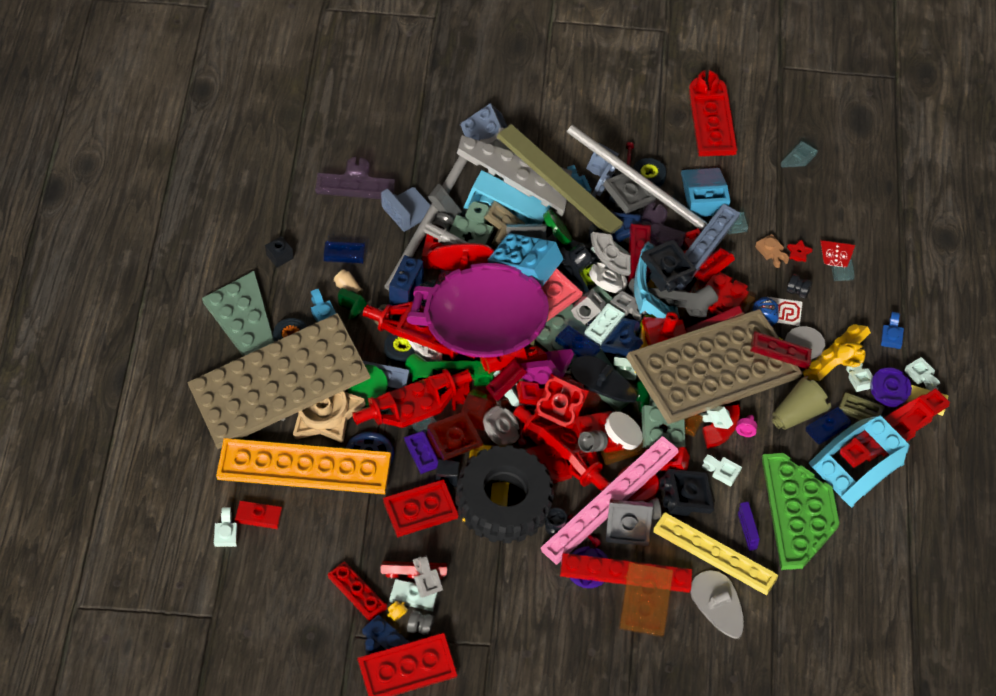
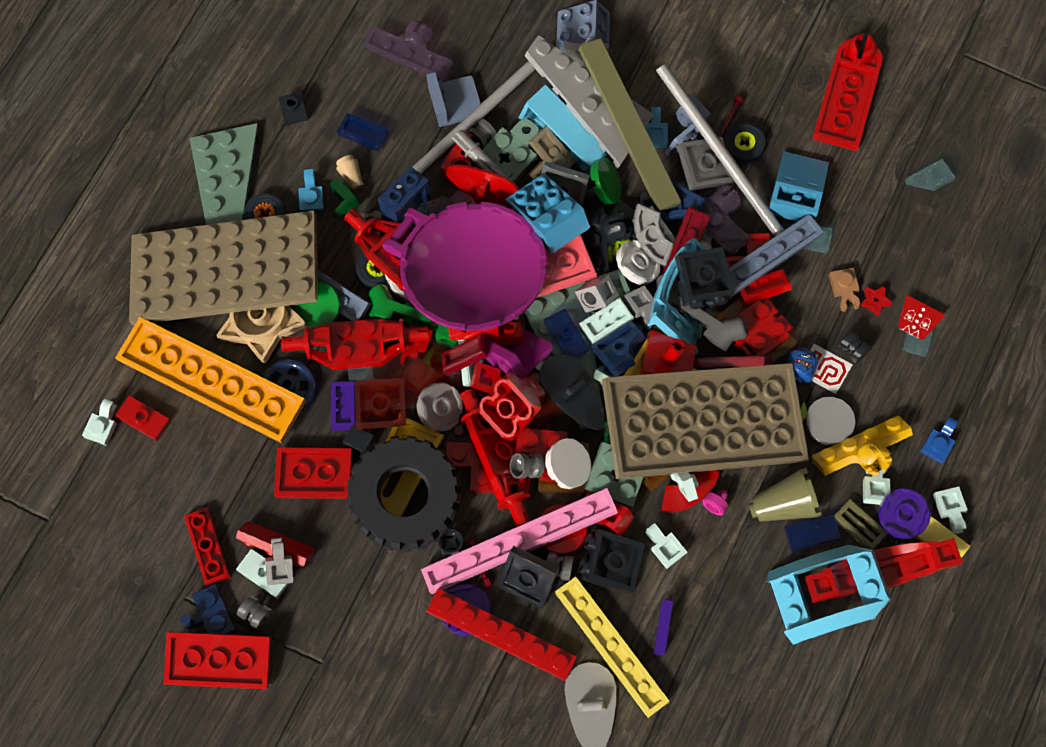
camera: 25 degrees right, 15 degrees up
(397, 610) = (237, 586): yellow plate -> none
(444, 202) = (493, 108): dark grey tile -> none
(646, 599) = (506, 678): clear orange plate -> none
(781, 350) = (794, 424): dark red tile -> none
(800, 510) = (732, 628): bright green plate -> none

